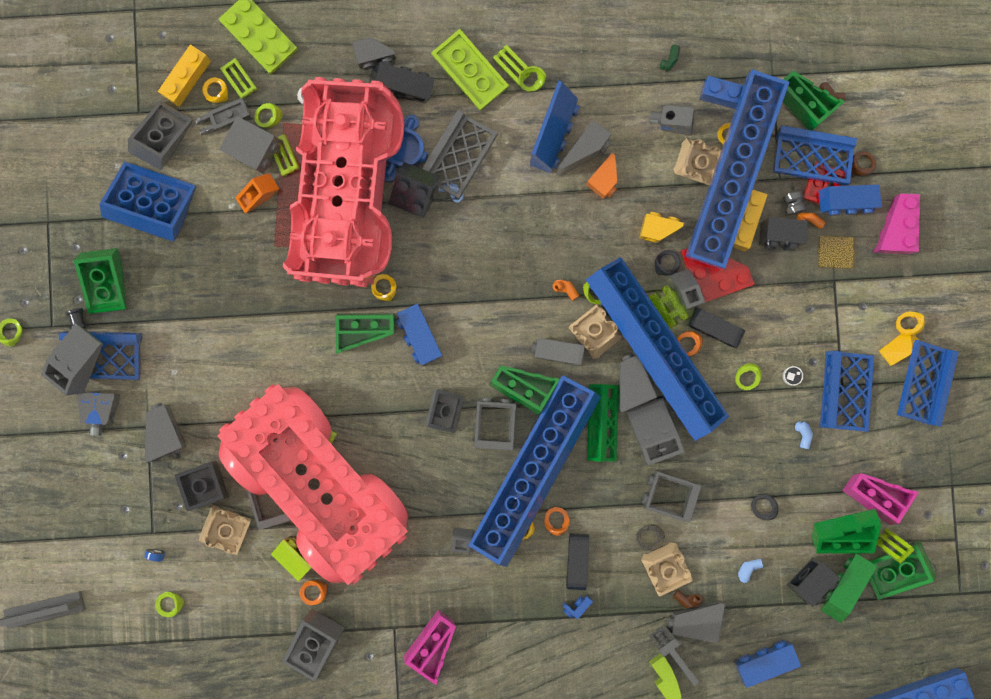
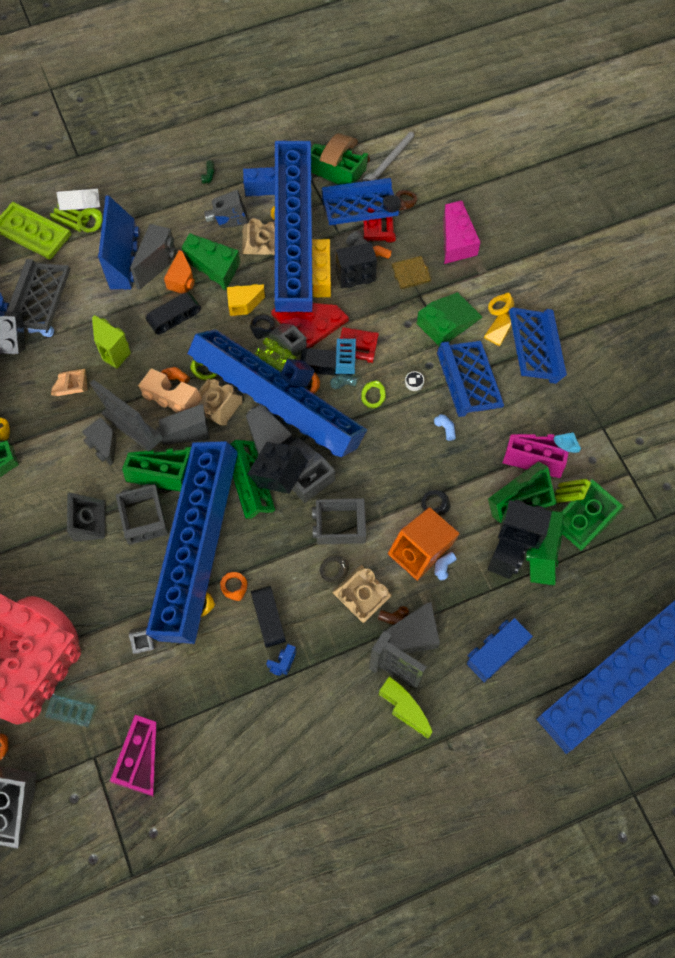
camera: 20 degrees left, 20 degrees down
(369, 575) = (68, 719): none -> clear light blue slope
(418, 335) = (42, 457): blue brick -> none
(463, 264) = (70, 383): none -> light nougat slope
(479, 336) = (102, 439): none -> dark grey slope
(509, 331) = (126, 418): none -> dark grey fence
(514, 238) = (110, 342): none -> lime slope
(528, 54) = (78, 199): none -> white slope
(565, 324) = (156, 387): none -> light nougat arch
(584, 219) = (173, 313): none -> black beam
(633, 432) = (278, 467): none -> black brick
(641, 171) = (212, 258): none -> green wedge
(683, 336) = (297, 372): none -> dark blue brick
(724, 350) = (342, 380): none -> clear light blue arm
(730, 347) = (345, 368): none -> dark azure slope
(739, 544) = (422, 543): none -> orange slope
(755, 312) = (364, 341): none -> red plate
(816, 85) = (336, 147): none -> medium nougat slope
(834, 578) = (524, 524): none -> black brick
(838, 126) = (374, 176): none -> light grey piece
(846, 172) = (391, 203): none -> black tile
(850, 199) = (403, 223): blue brick -> none
(852, 320) = (447, 318): none -> green slope
(910, 501) = (567, 442): none -> medium azure tile

